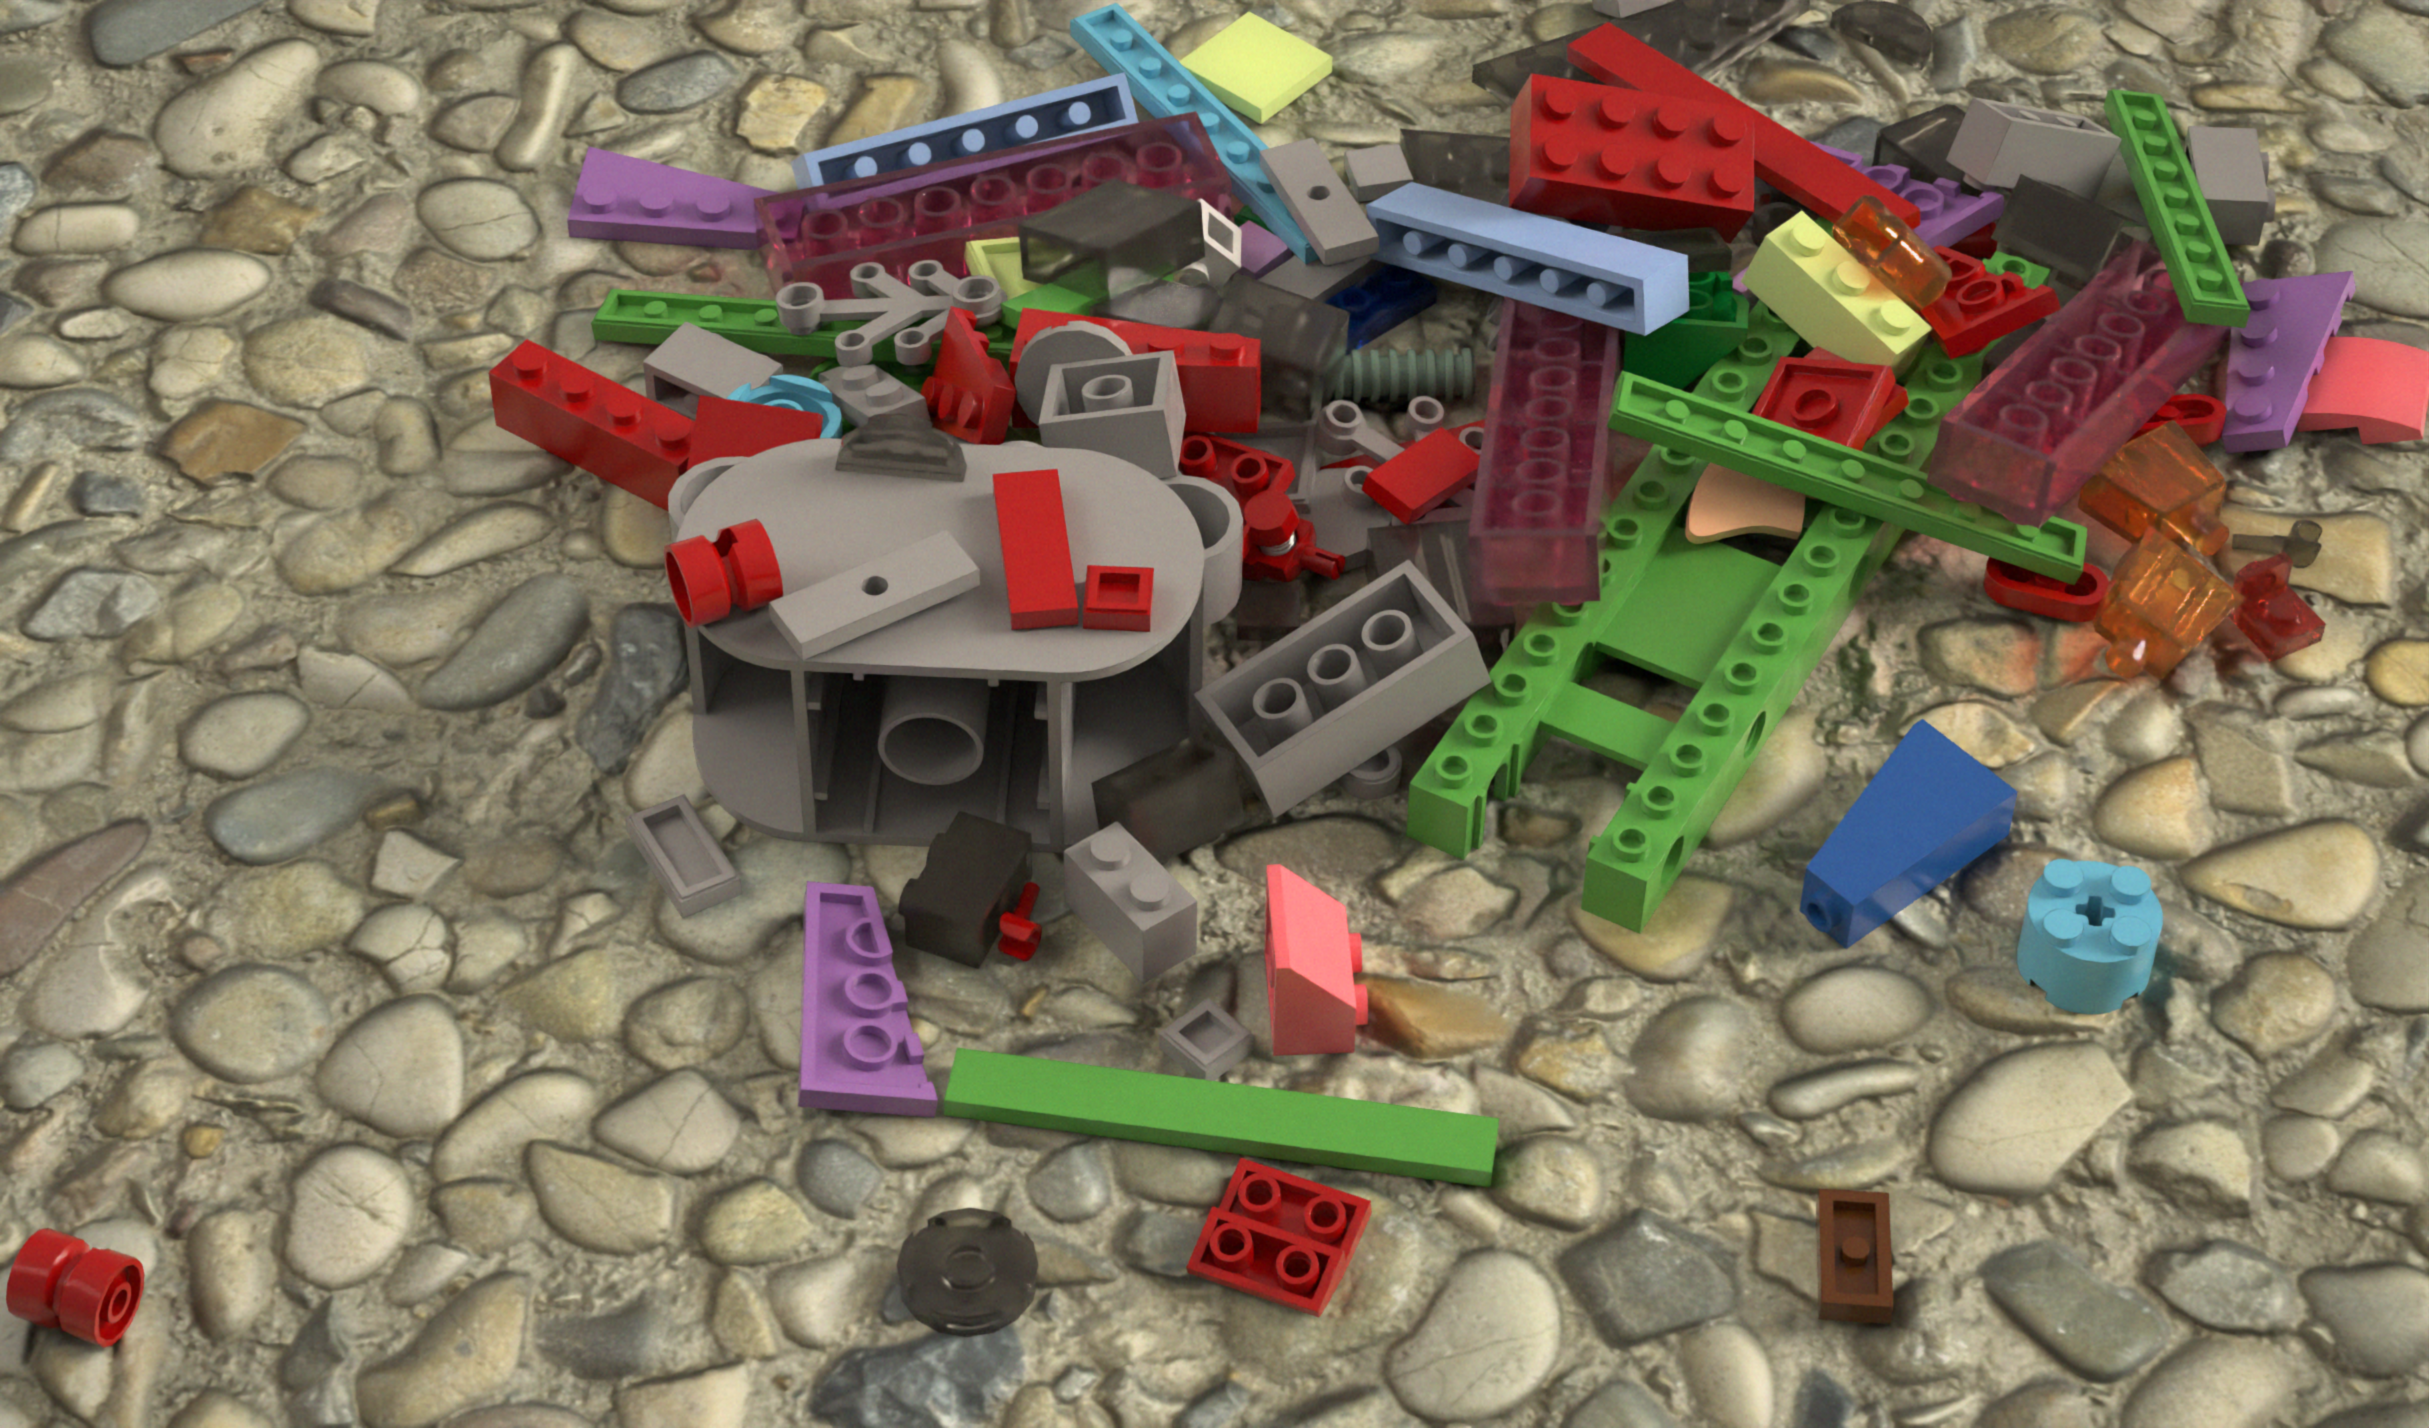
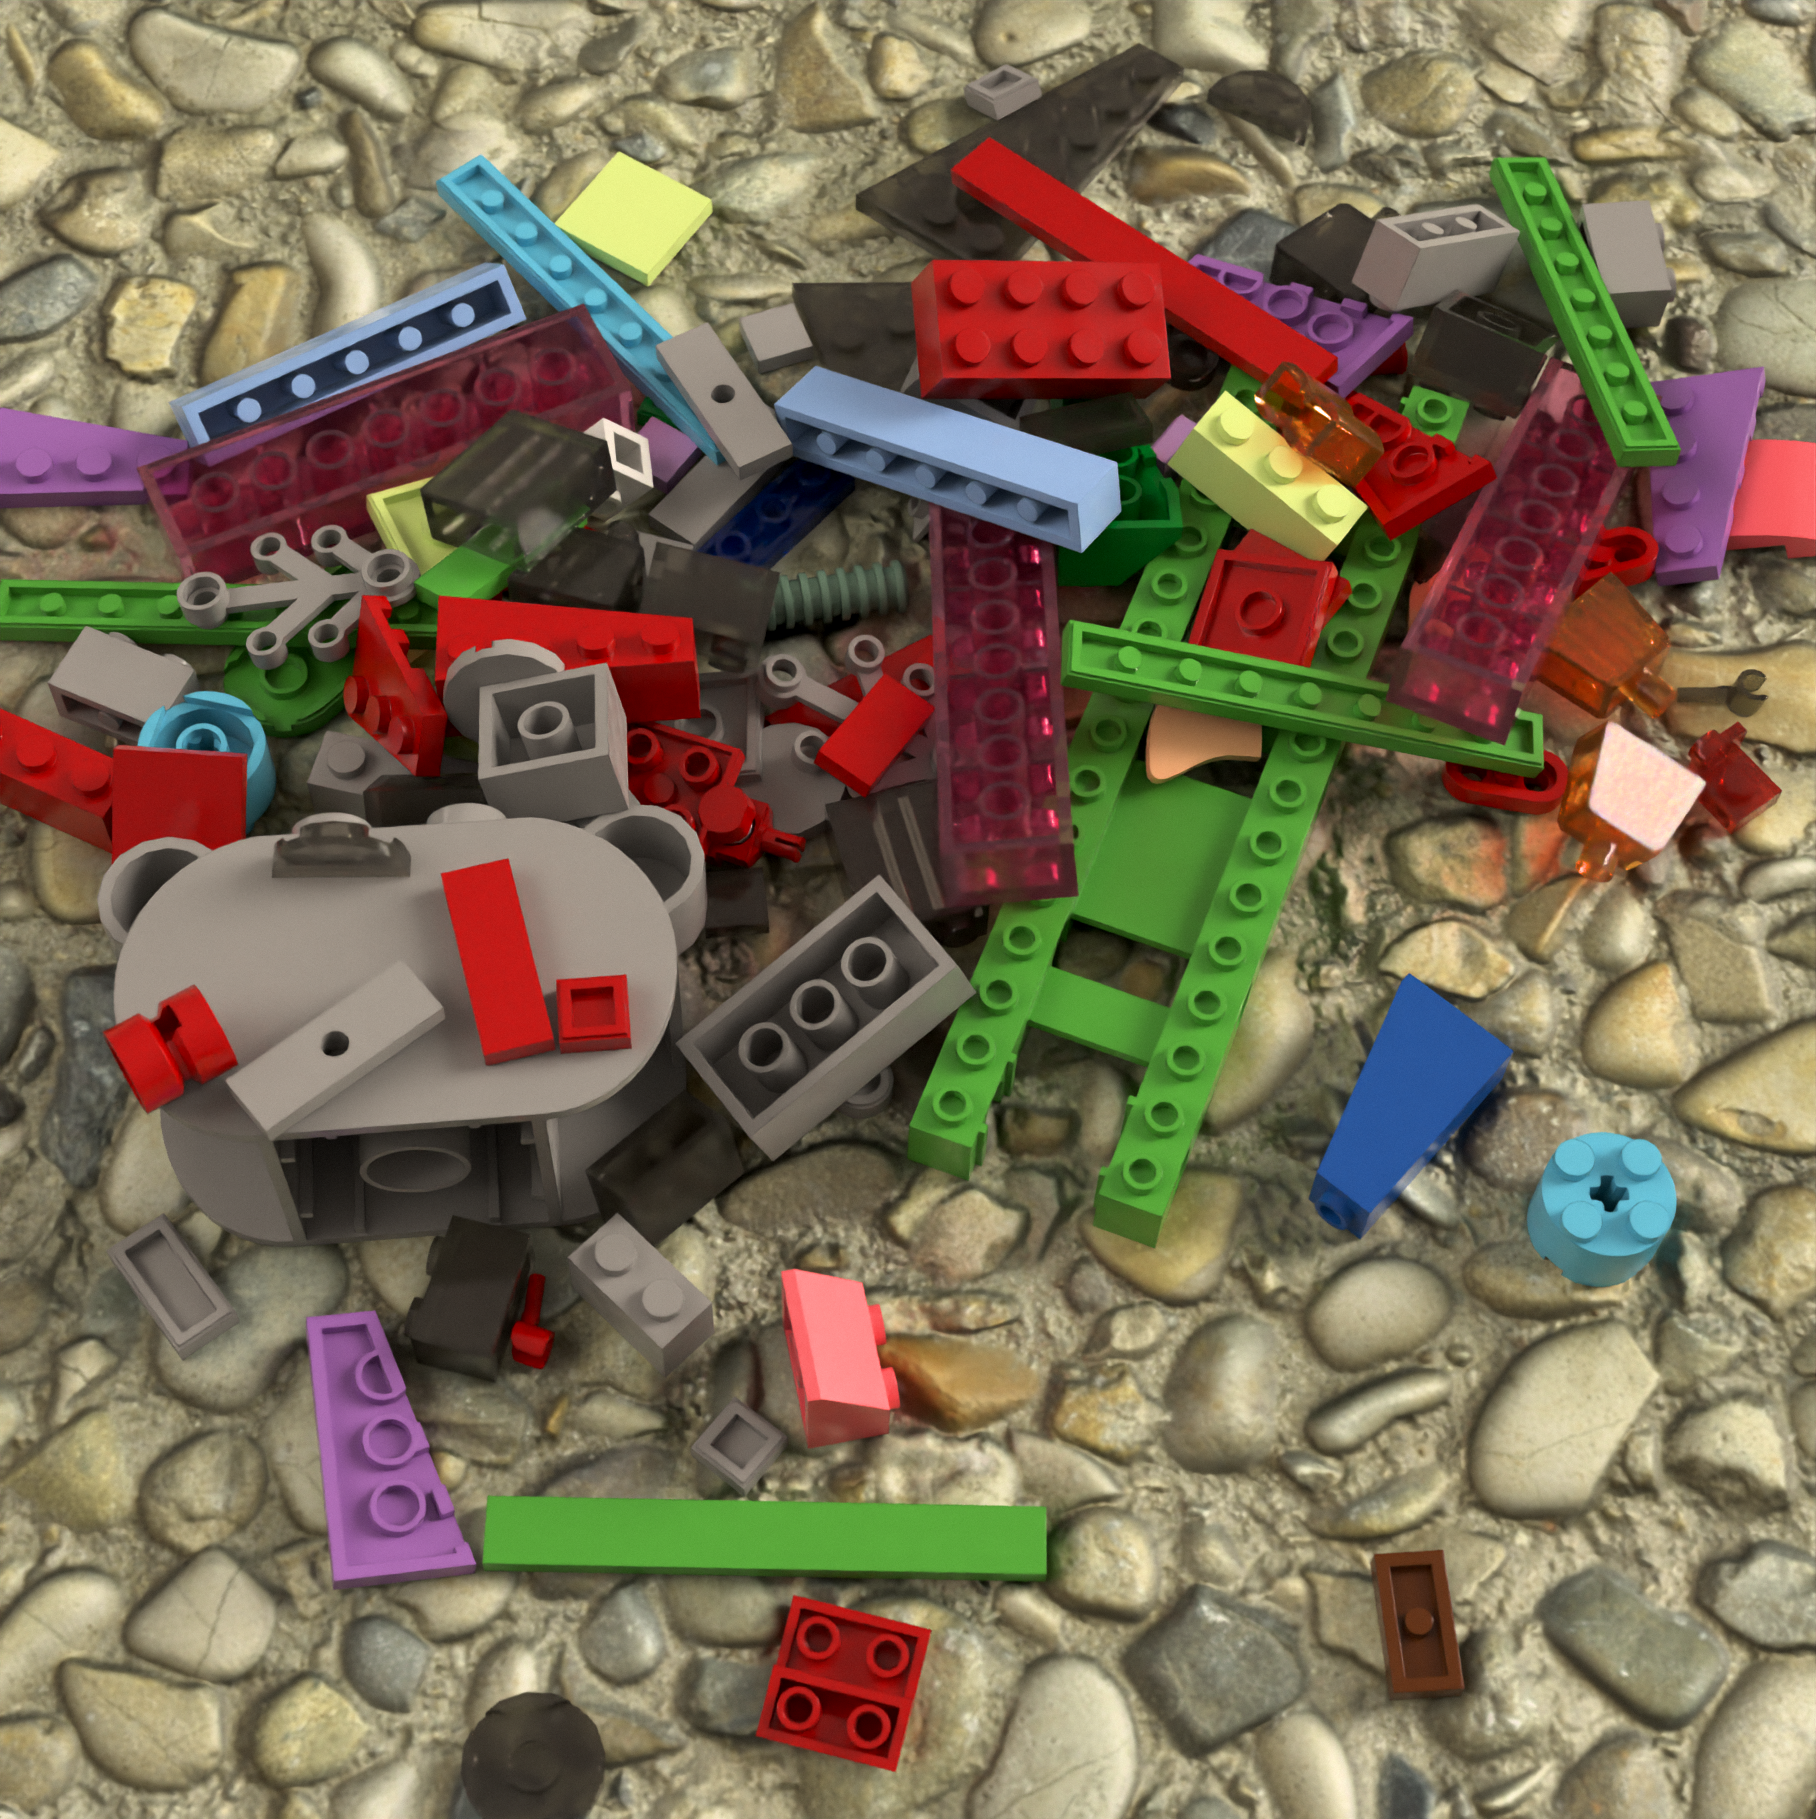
camera: 10 degrees left, 15 degrees up
(869, 392) = (295, 707): light grey hinge -> none

